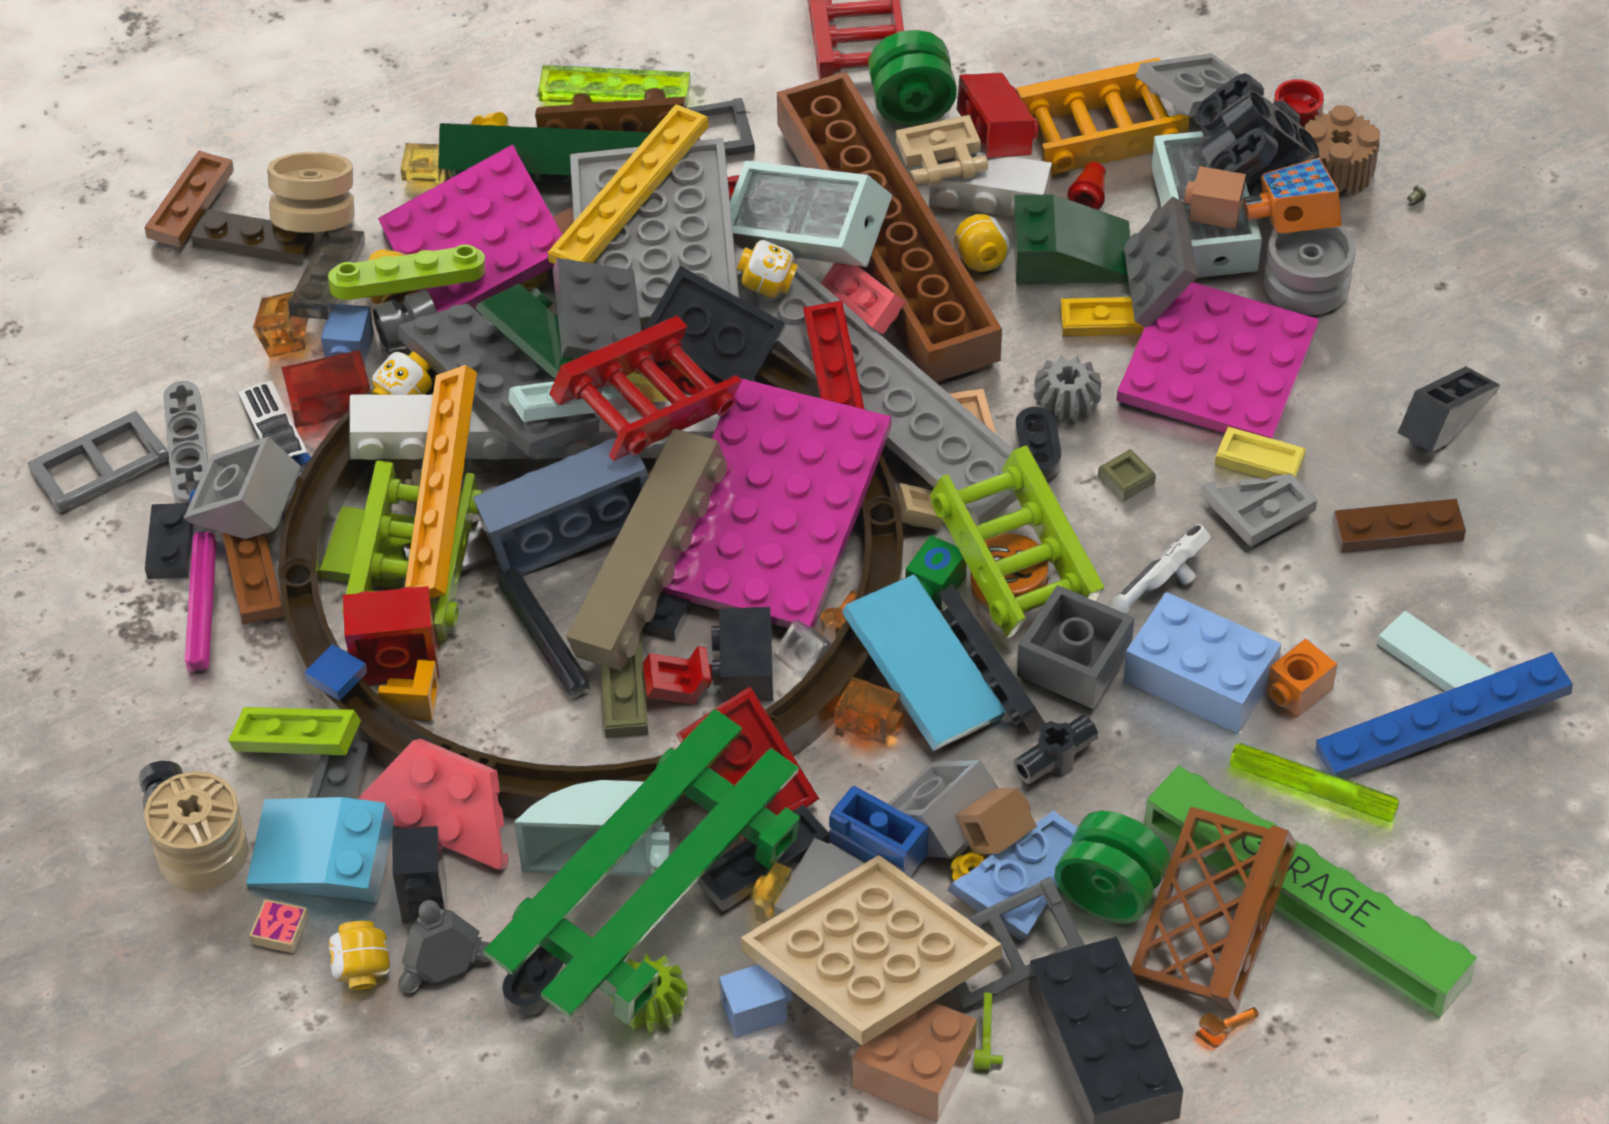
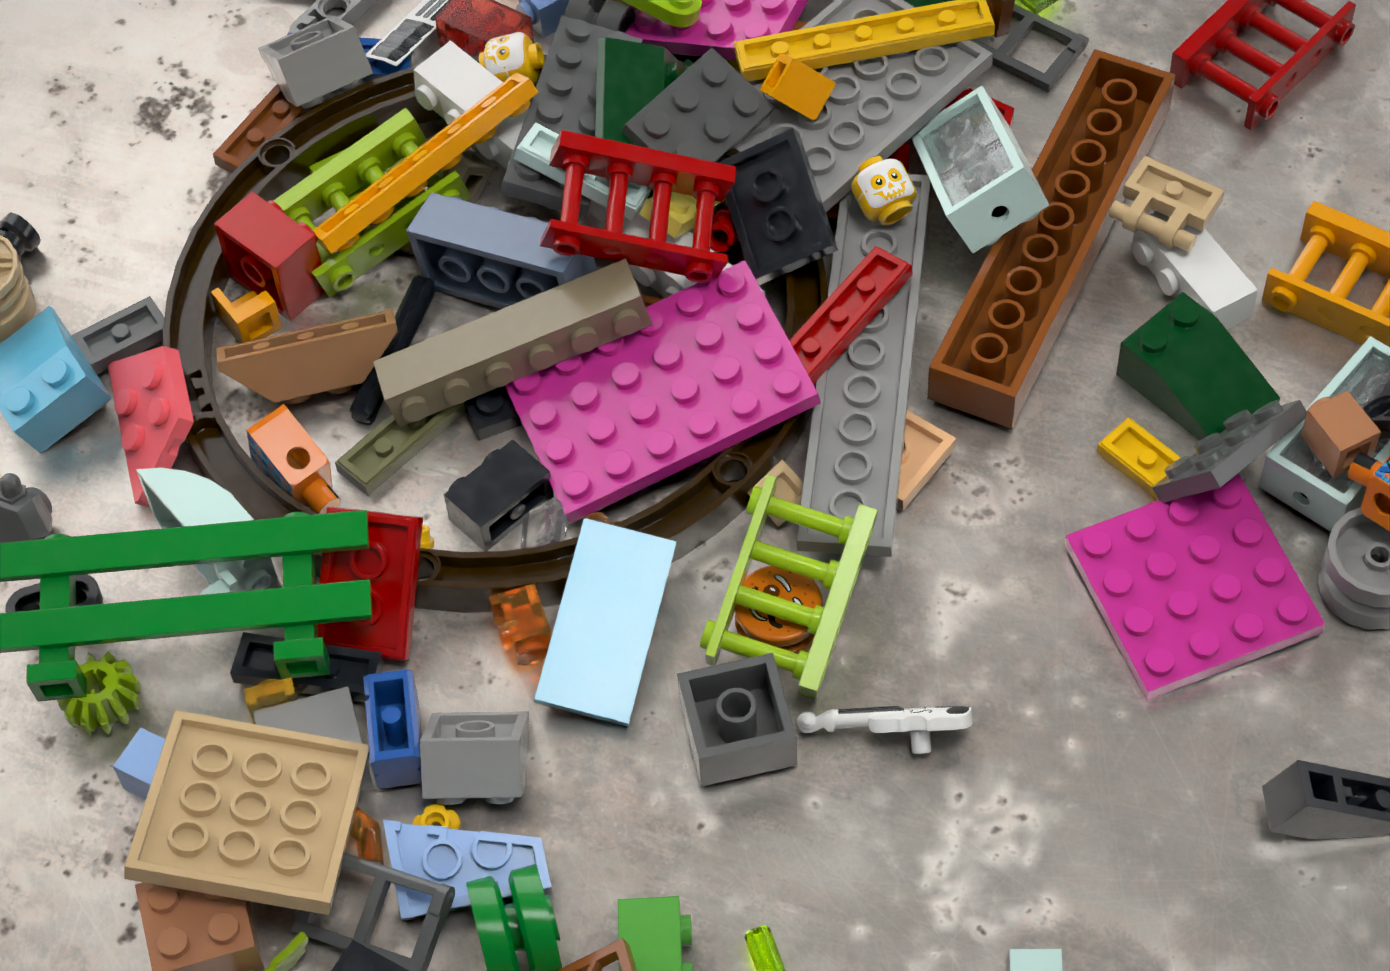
camera: 50 degrees right, 5 degrees up
(168, 542) = (243, 65): black plate -> none
(200, 601) = (209, 125): dark pink axle -> none
(294, 730) = (131, 272): lime plate -> none
(335, 672) = (196, 250): blue tile -> none
(418, 870) = (59, 454): black brick -> none
(507, 670) = (310, 359): none -> medium nougat wedge
(591, 738) = (292, 459): none -> orange torso
(632, 244) = (797, 86): none -> light orange panel
(677, 677) = (427, 466): red bracket -> none
(864, 295) = (949, 281): coral plate -> none
(912, 78) = (1231, 123): green wheel -> none
(937, 568) = (713, 557): green brick -> none
(981, 239) = (1117, 310): yellow head -> none
(996, 820) = (481, 802): medium nougat brick -> none
(997, 114) = (1264, 211): red brick -> none
(998, 673) = (657, 688): black plate -> none
(1044, 442) = (942, 526): black plate -> none
(1056, 749) = (637, 795): black axle -> none
(1067, 388) = (1027, 498): light grey gear -> none
(1089, 186) = (1274, 341): red cone -> none
(1126, 475) = (987, 615): olive tile -> none
(1201, 662) = (825, 830): light blue brick -> none
(1258, 455) = (1122, 701): light yellow tile -> none
(1261, 505) = (1060, 743): light grey wing -> none
(1301, 678) = (894, 941): orange brick -> none
(1399, 525) = (1163, 871): reddish brown plate -> none

